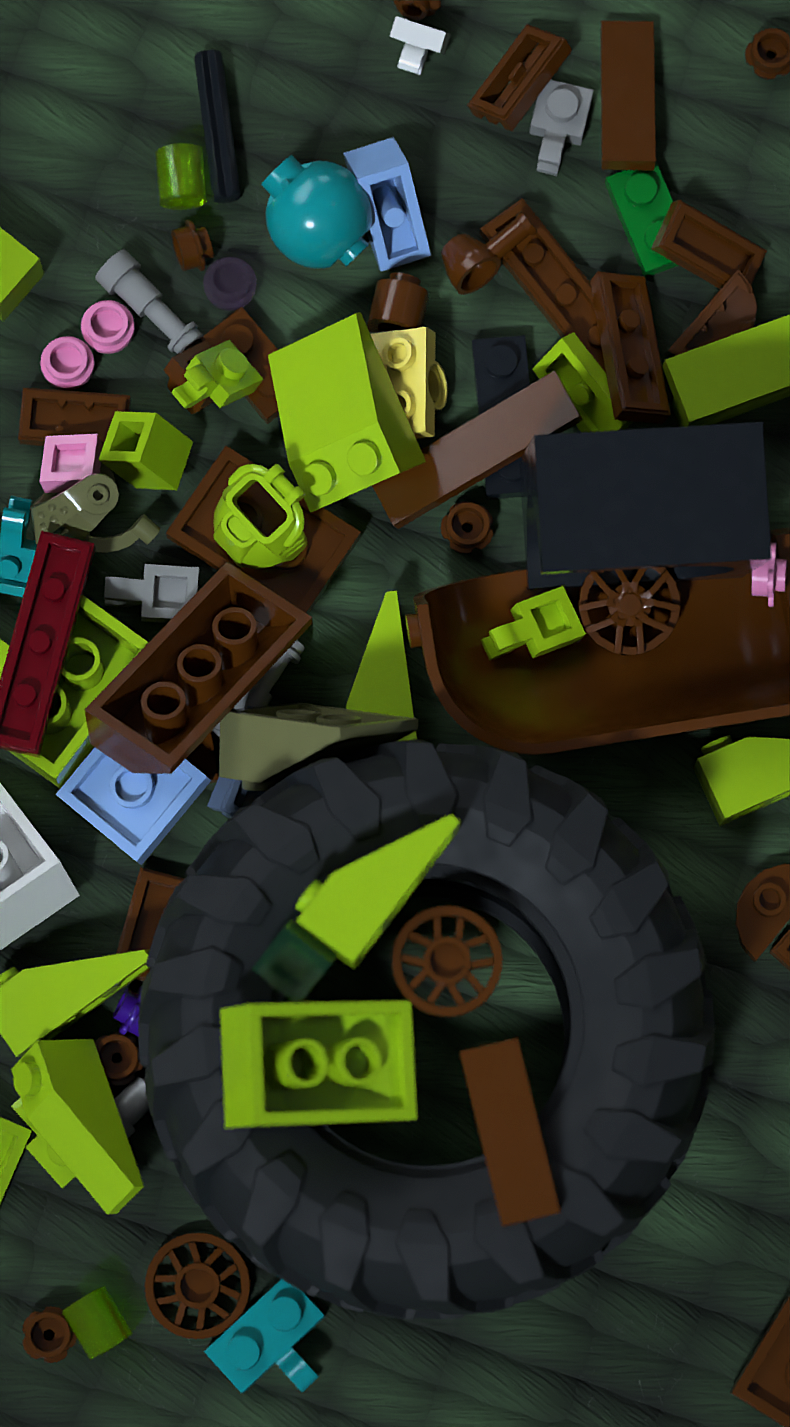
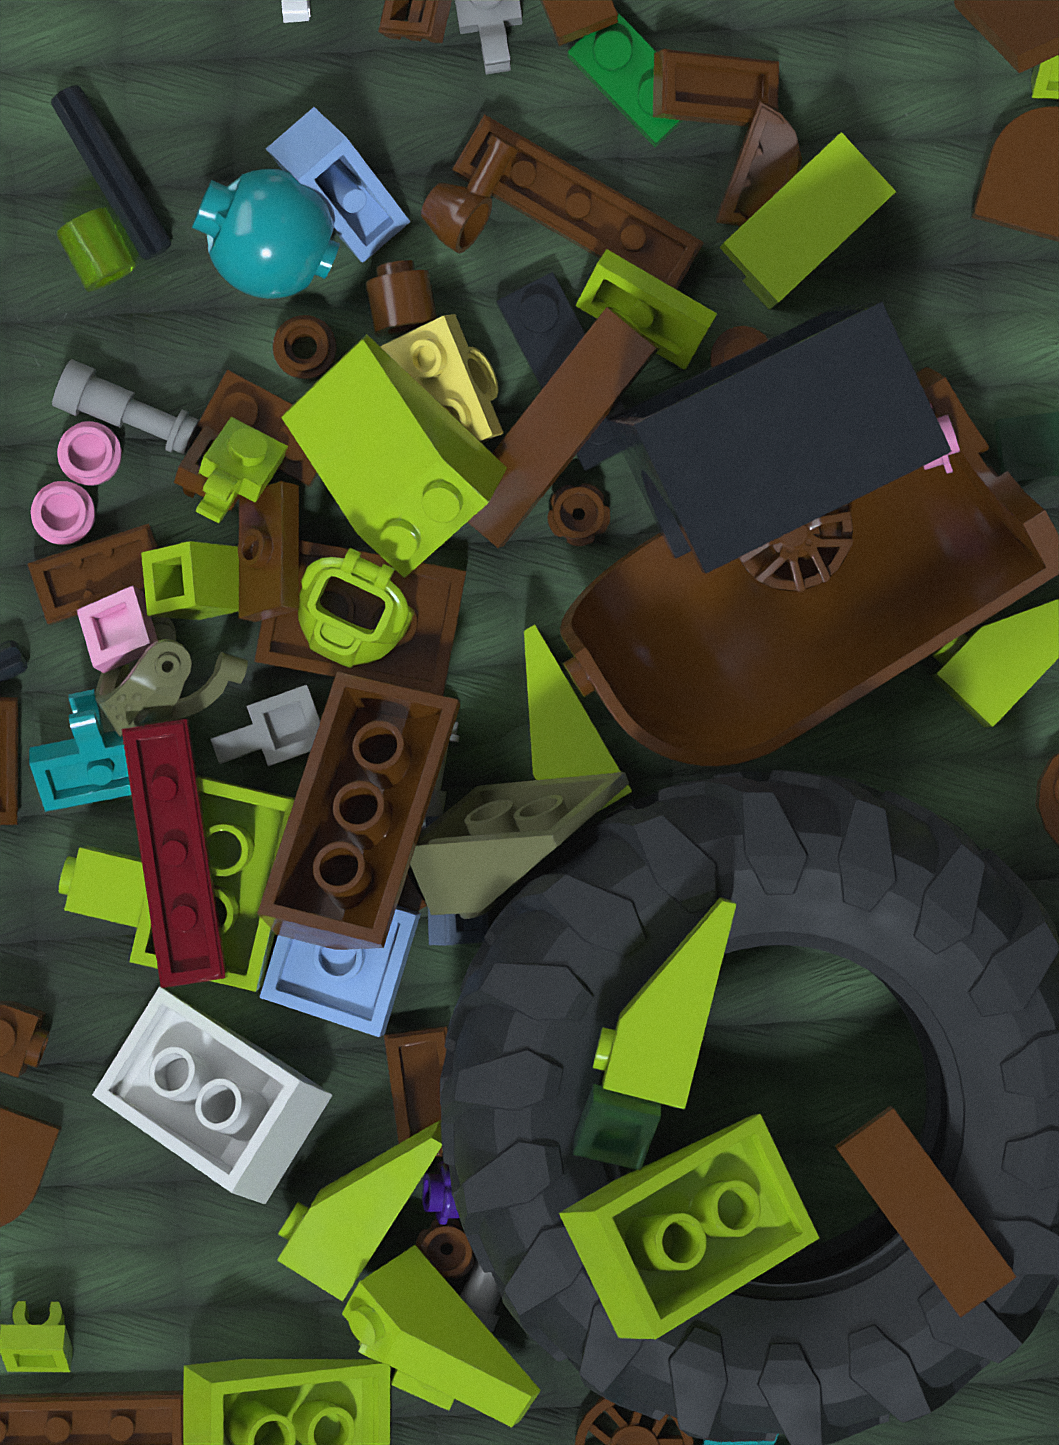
camera: 20 degrees left, 10 degrees up
(192, 246) = (143, 323): reddish brown plate -> none
(213, 452) = (269, 553): none -> reddish brown plate
(230, 283) = (202, 347): clear purple plate -> none
(303, 300) = (300, 327): none -> reddish brown plate
(447, 961) = (781, 1053): reddish brown wheel -> none
(540, 623) = (702, 599): lime plate -> none
(630, 348) = (675, 240): reddish brown tile -> none

